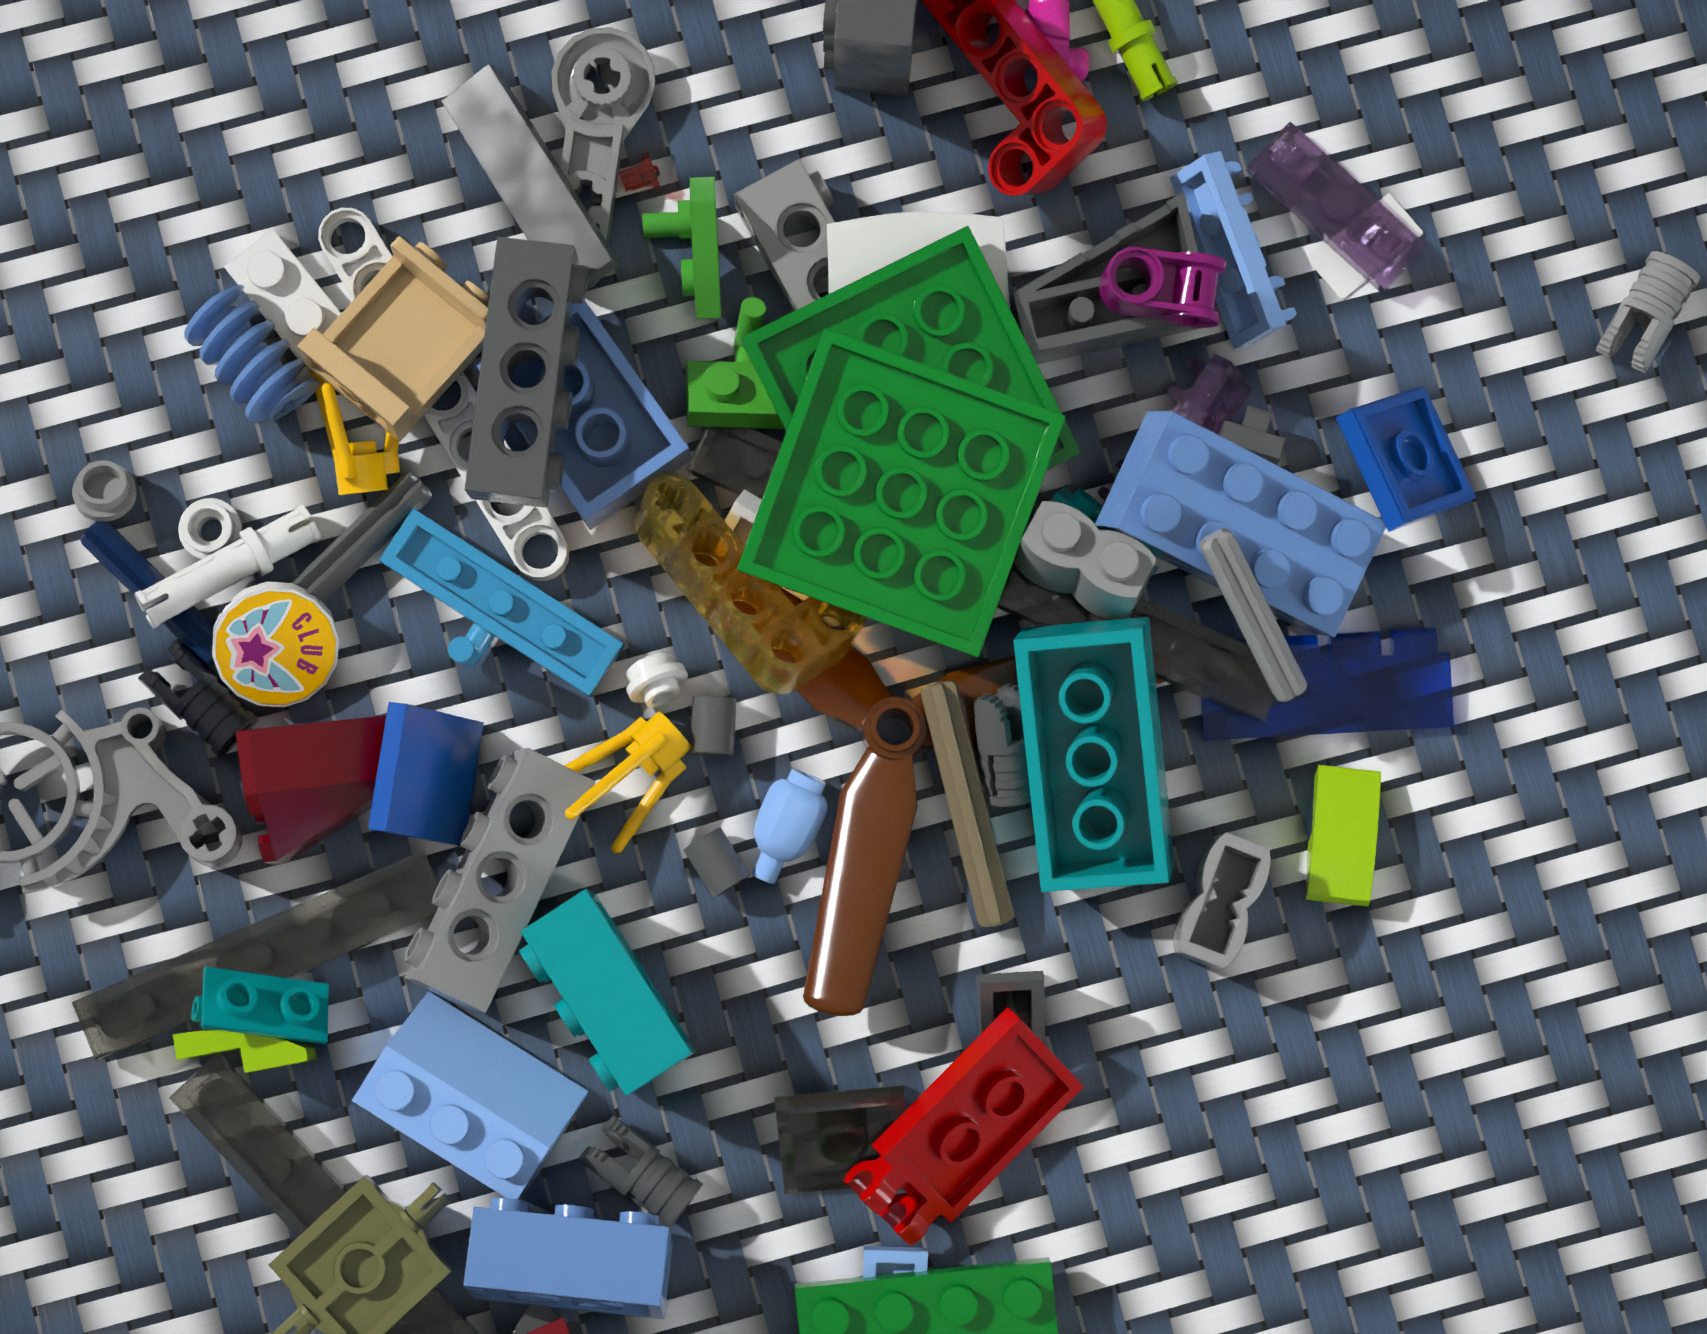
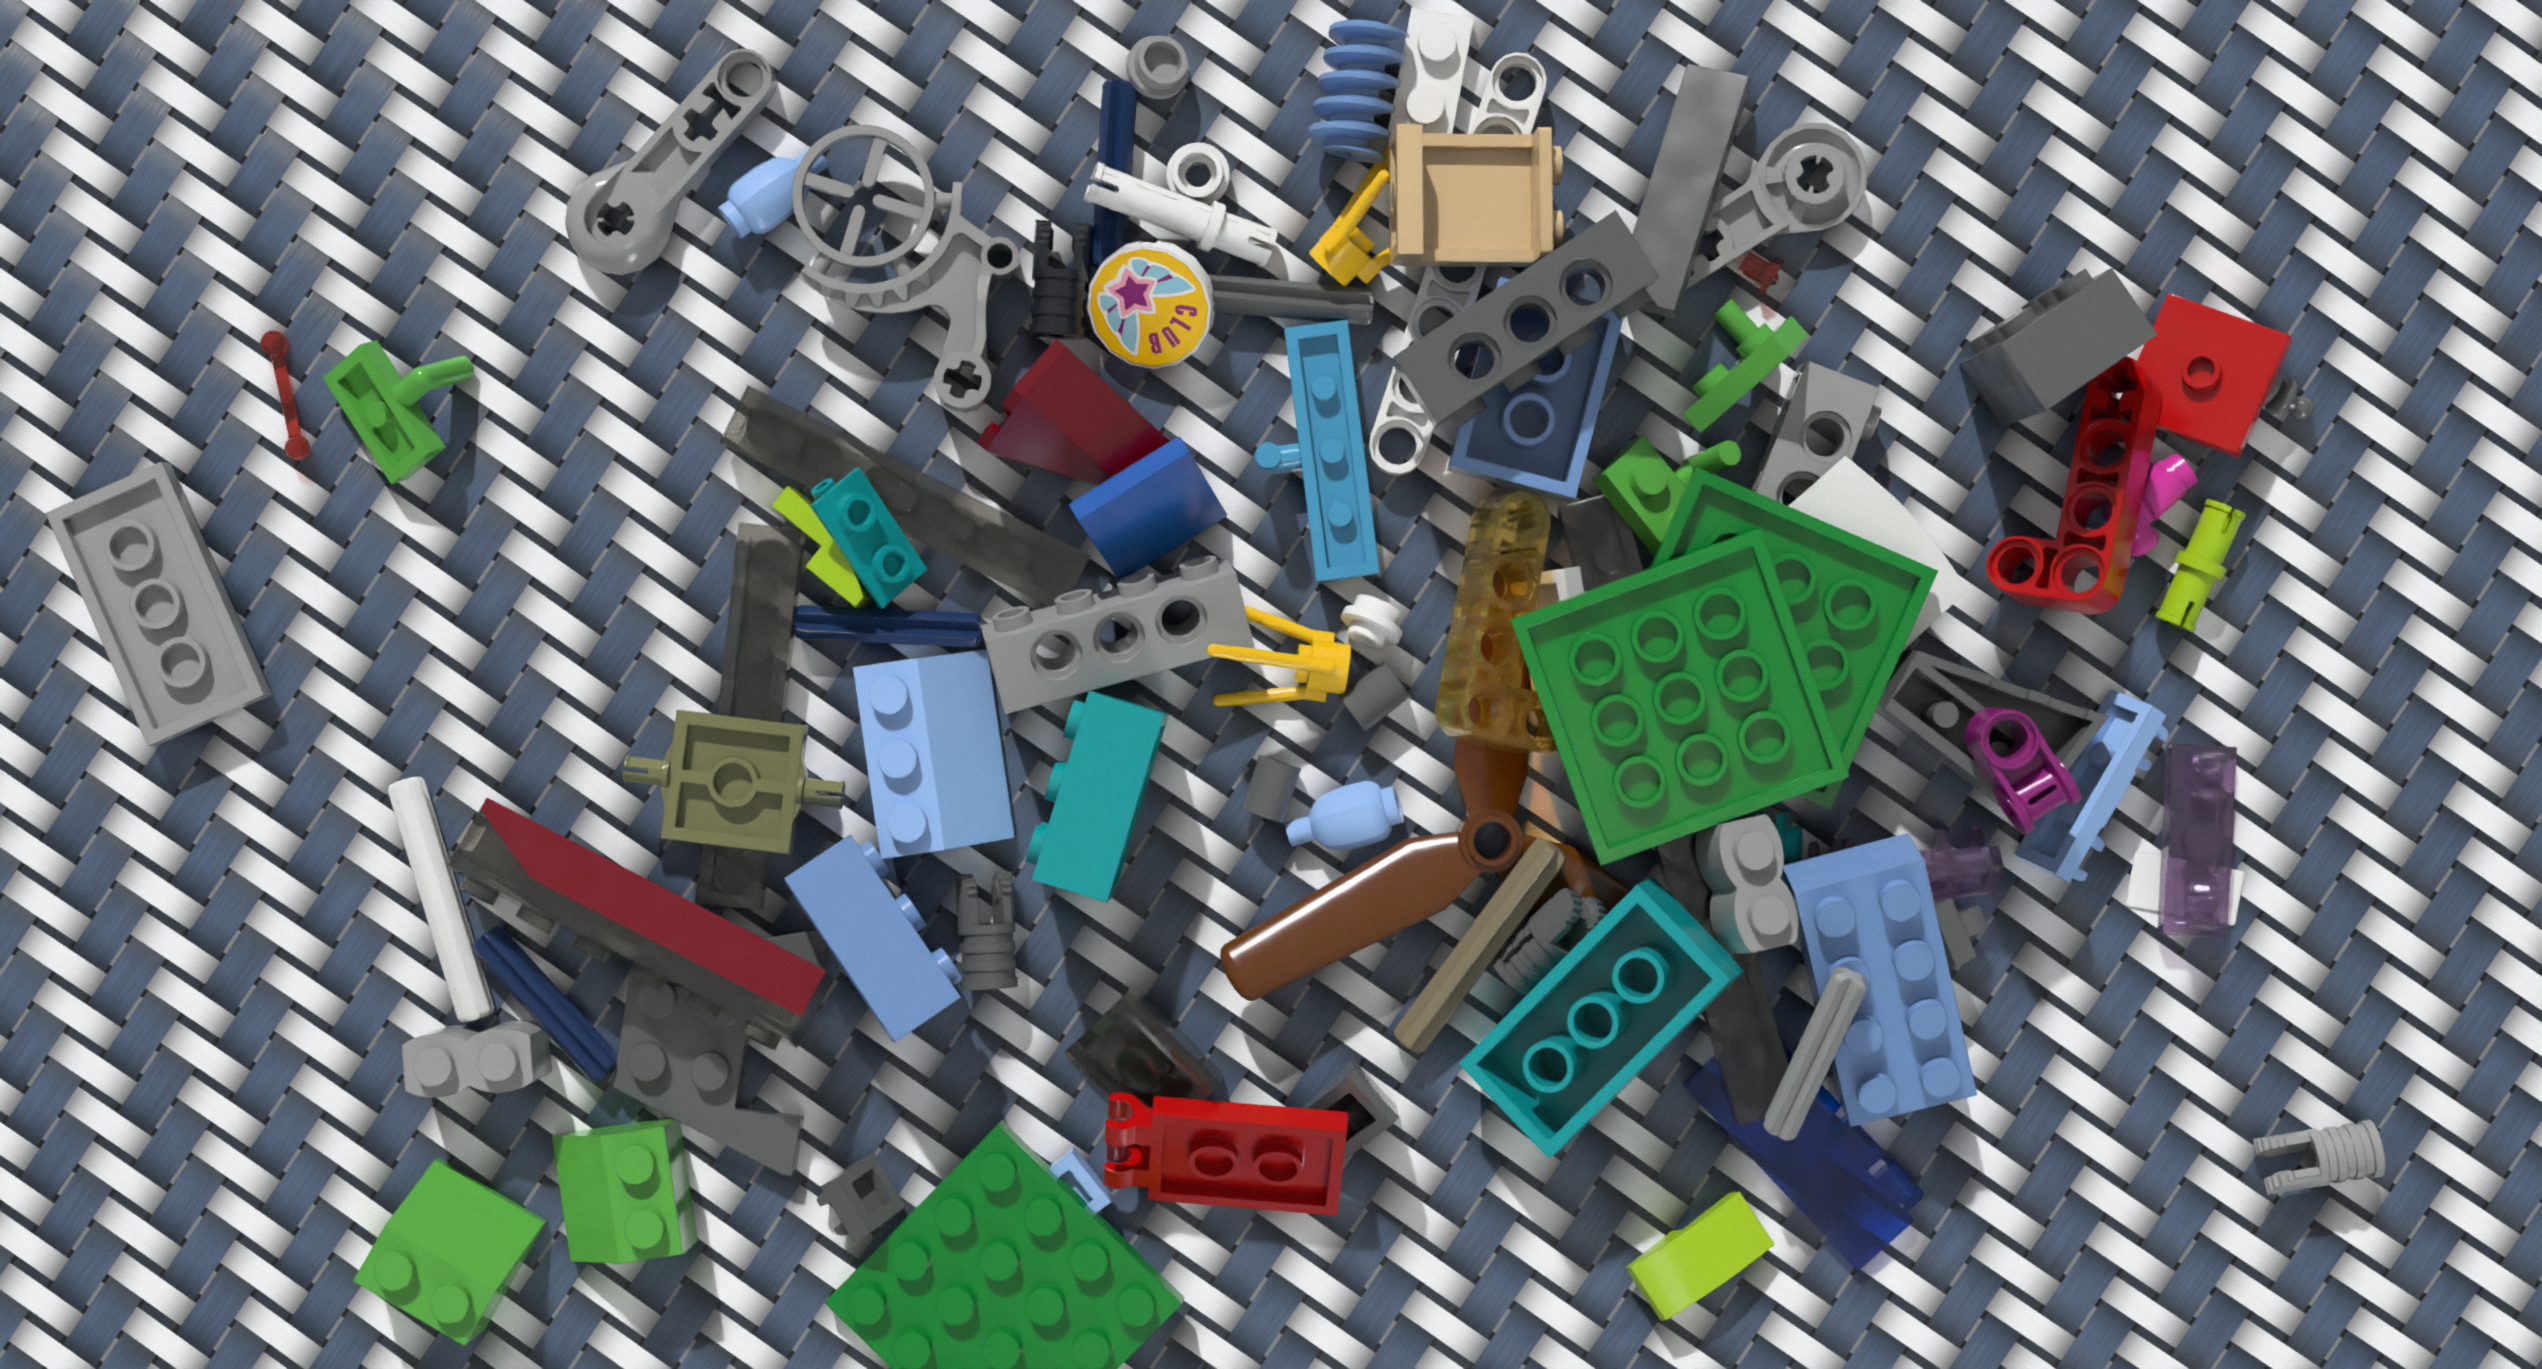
camera: 55 degrees right, 5 degrees up
(346, 1051) = (888, 626): none -> dark blue axle
(1226, 884) = (1584, 1201): light grey brick -> none
(1405, 457) = (2040, 1064): blue tile -> none

